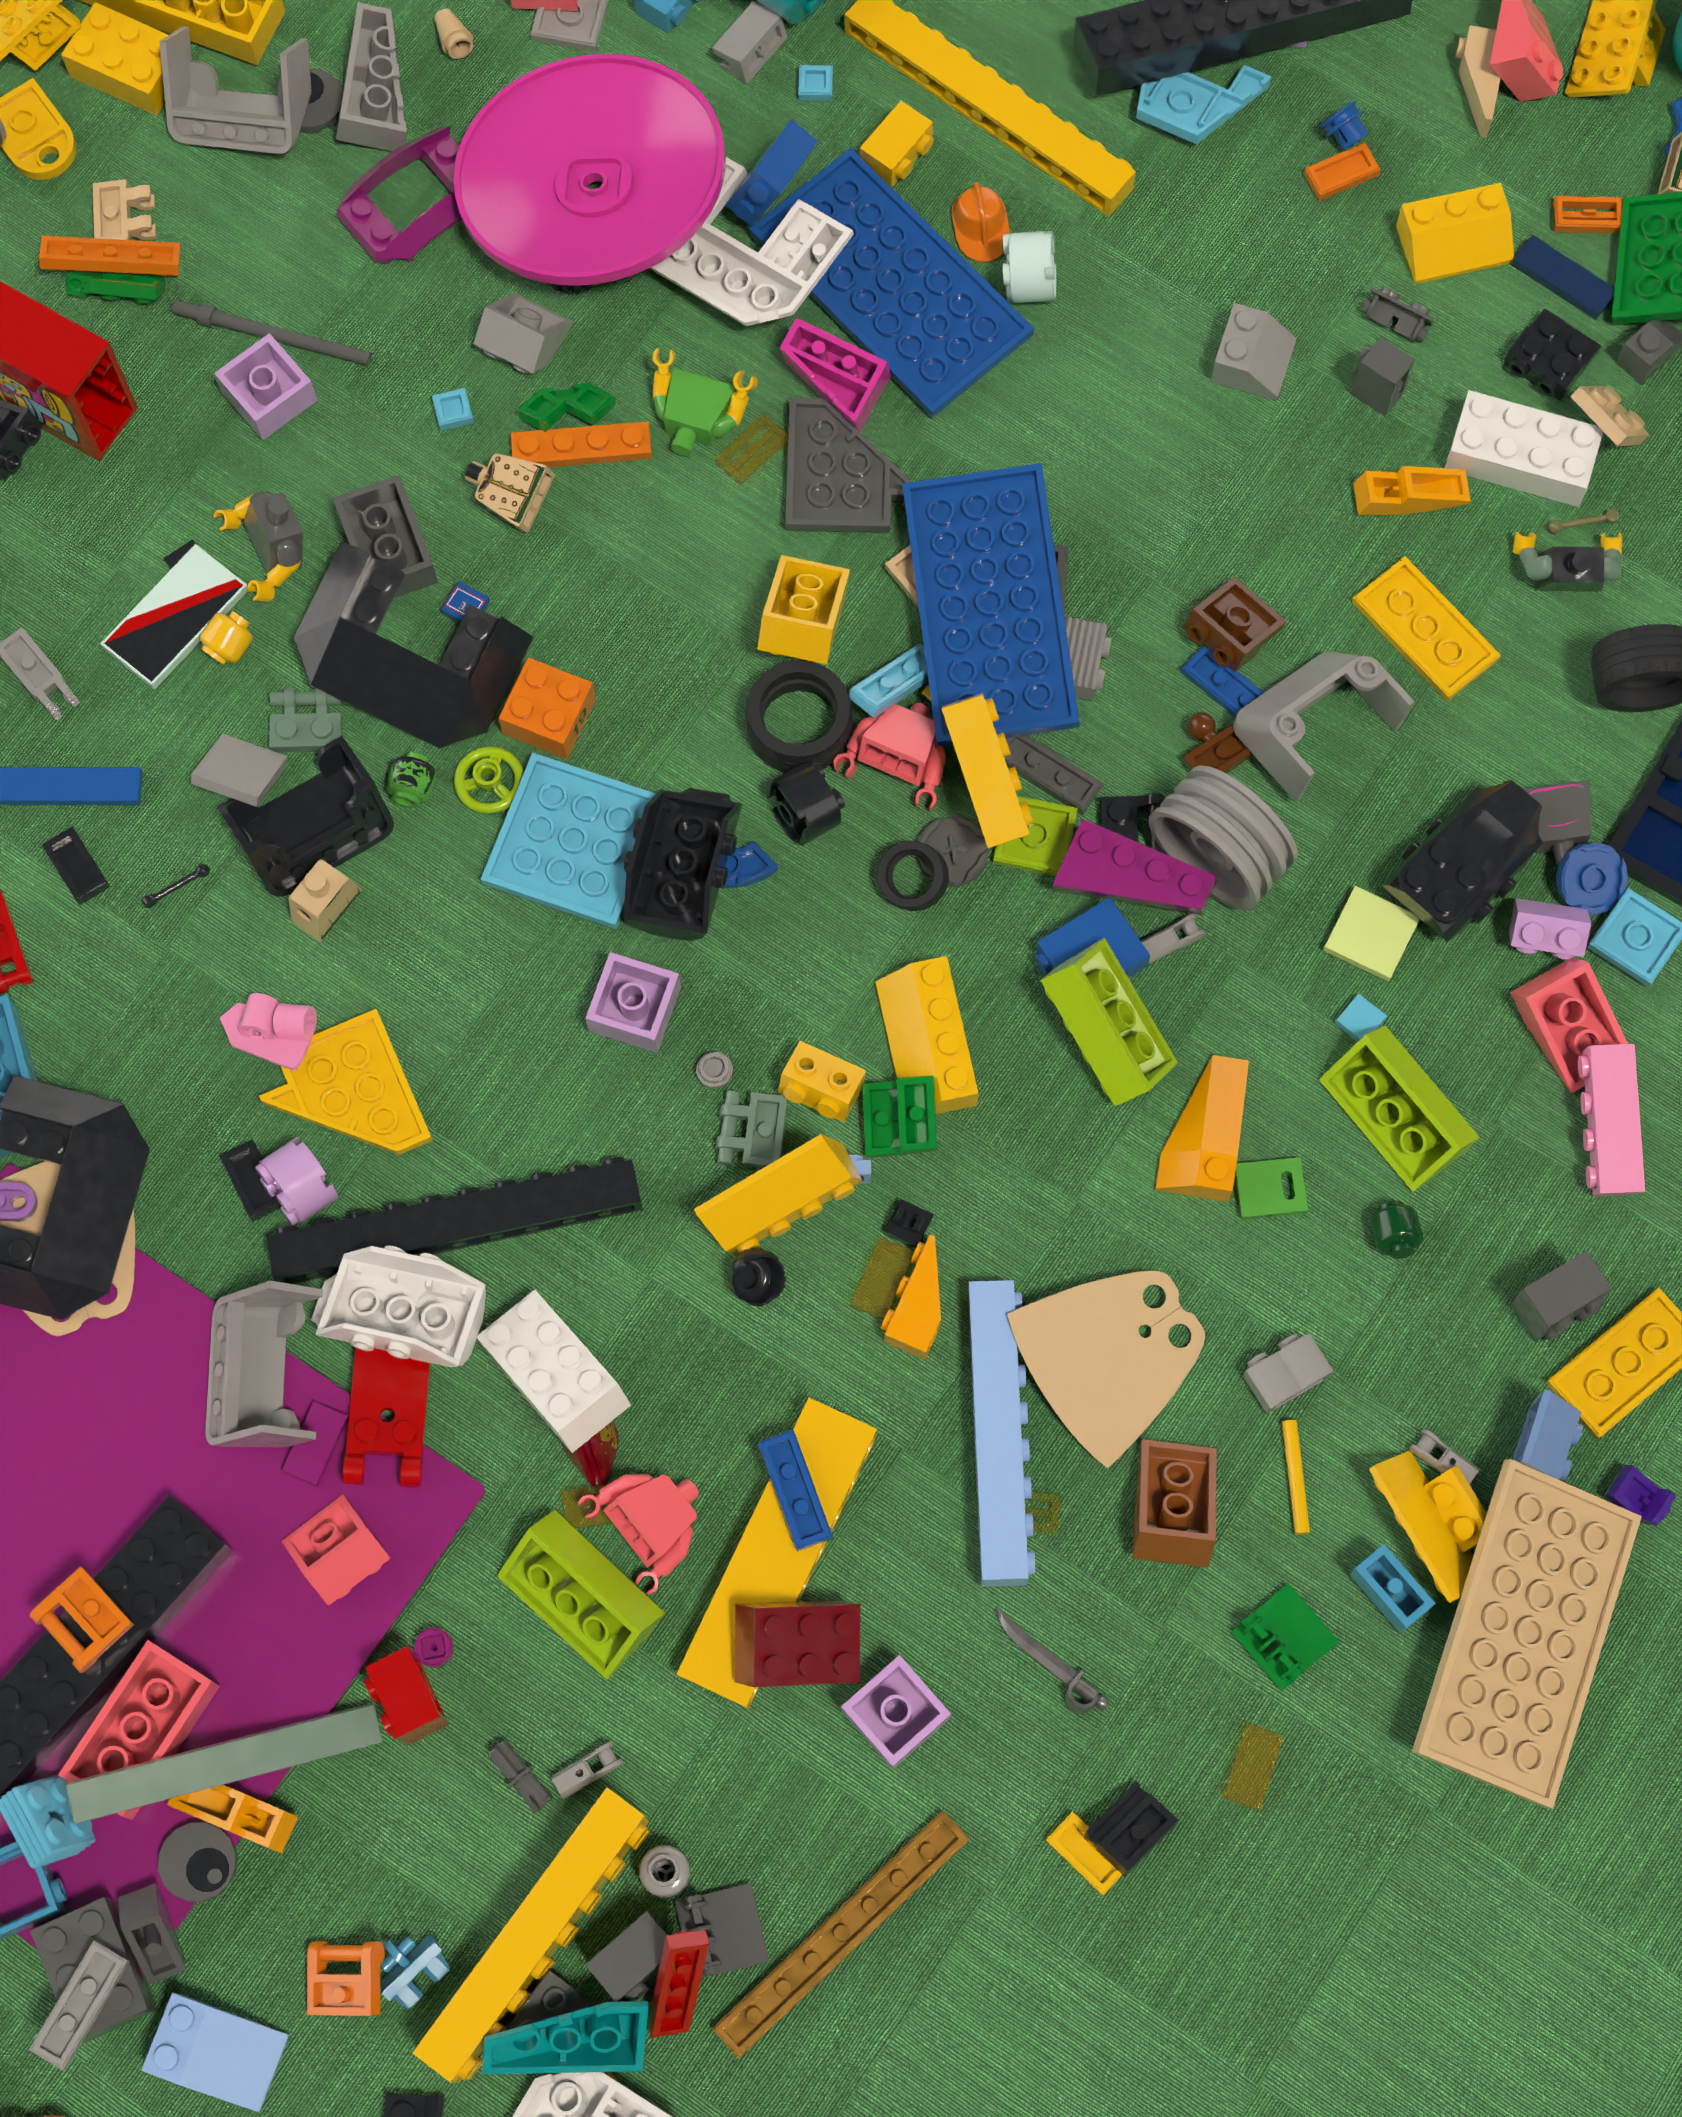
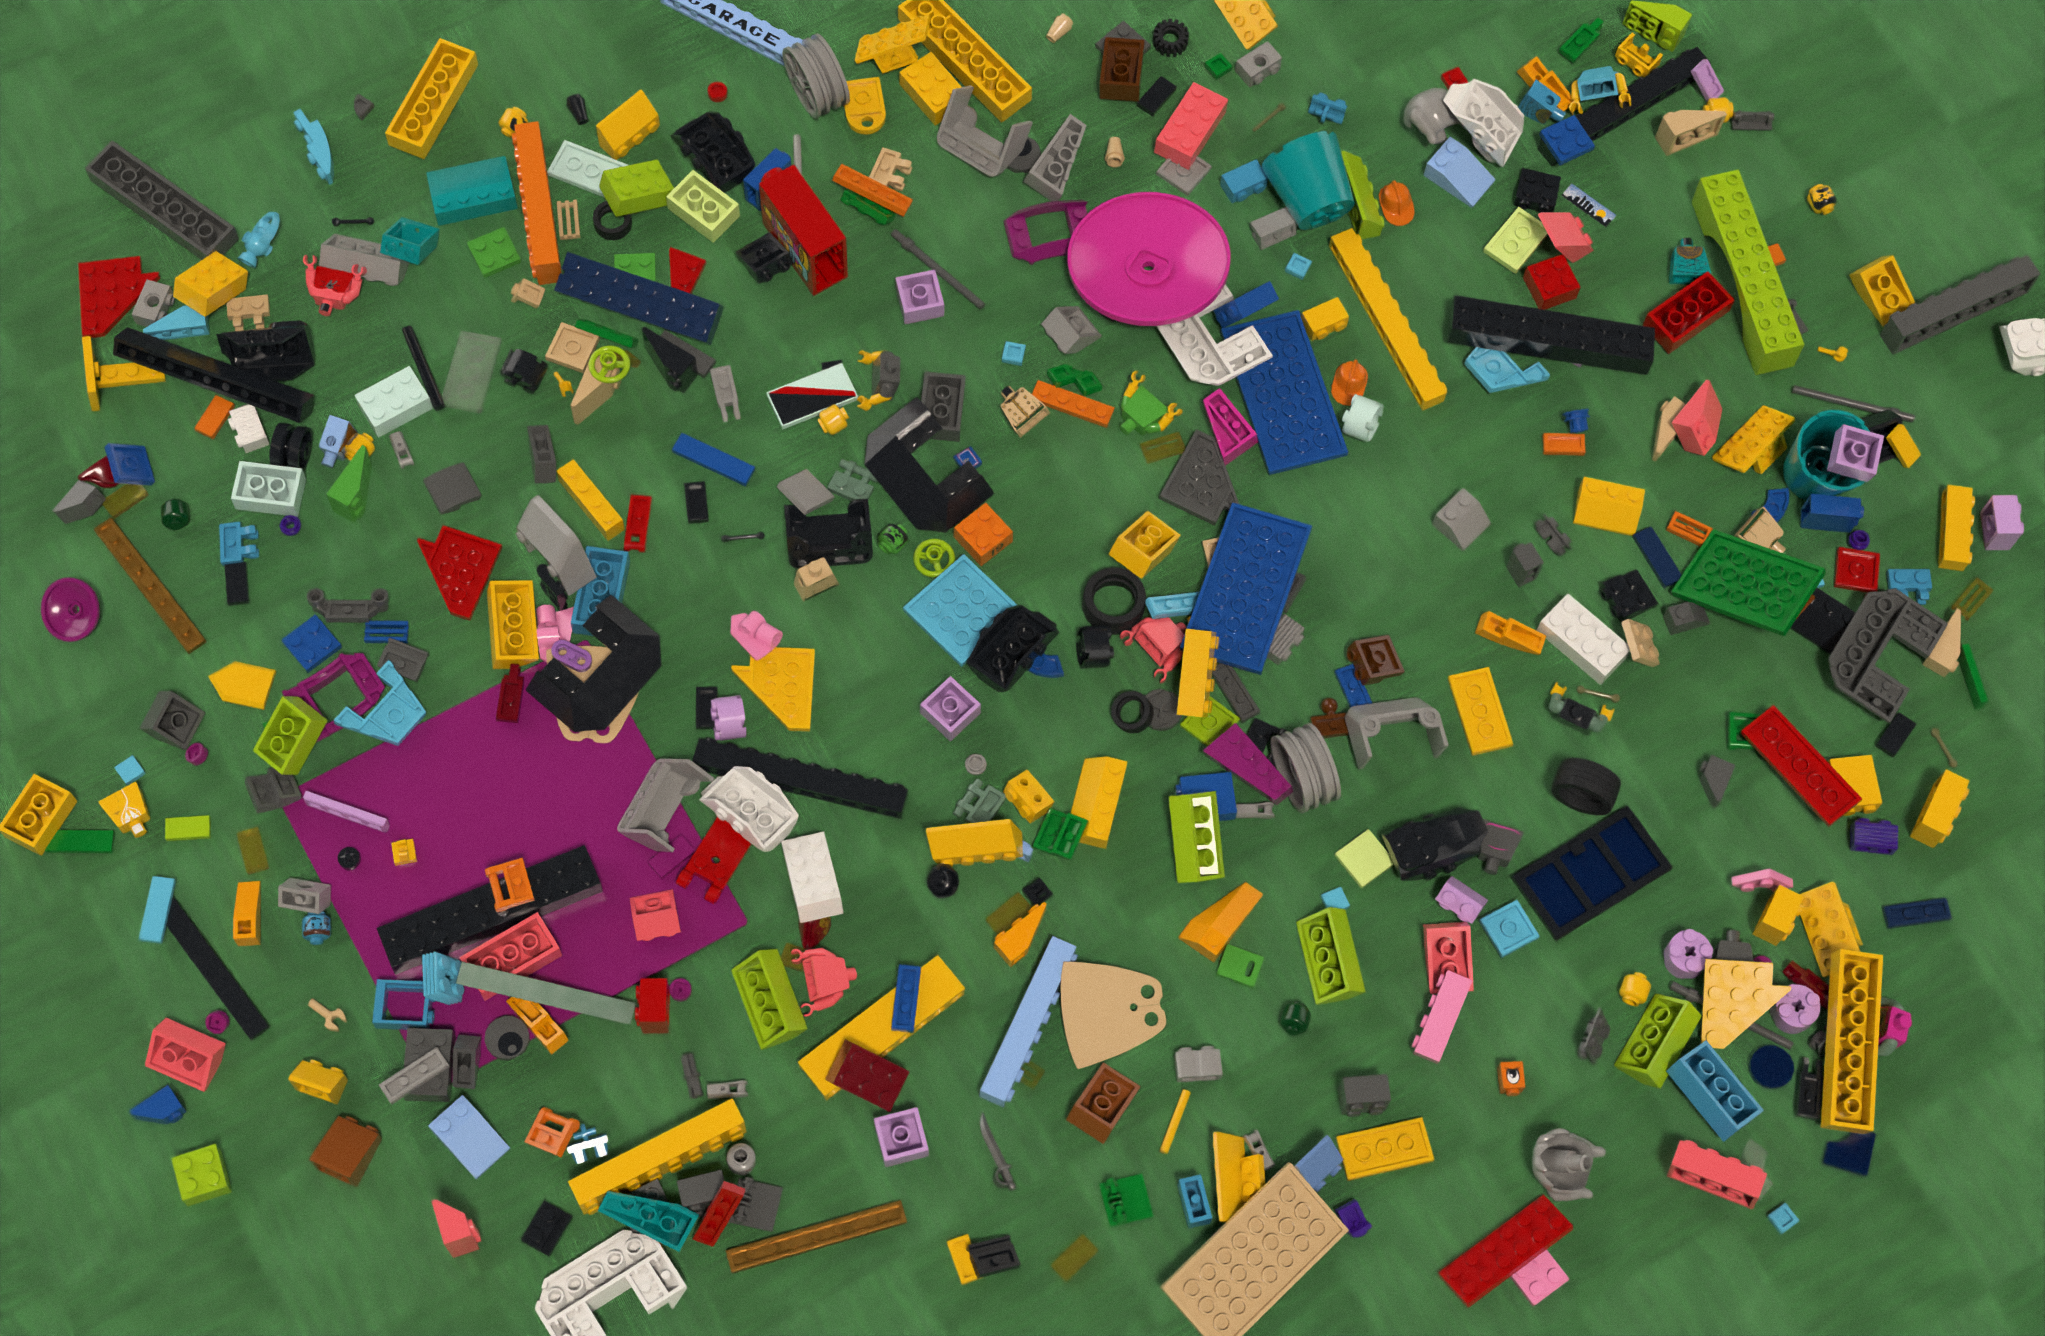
camera: 20 degrees right, 5 degrees down
(1592, 877) = (1499, 884): blue tile -> none

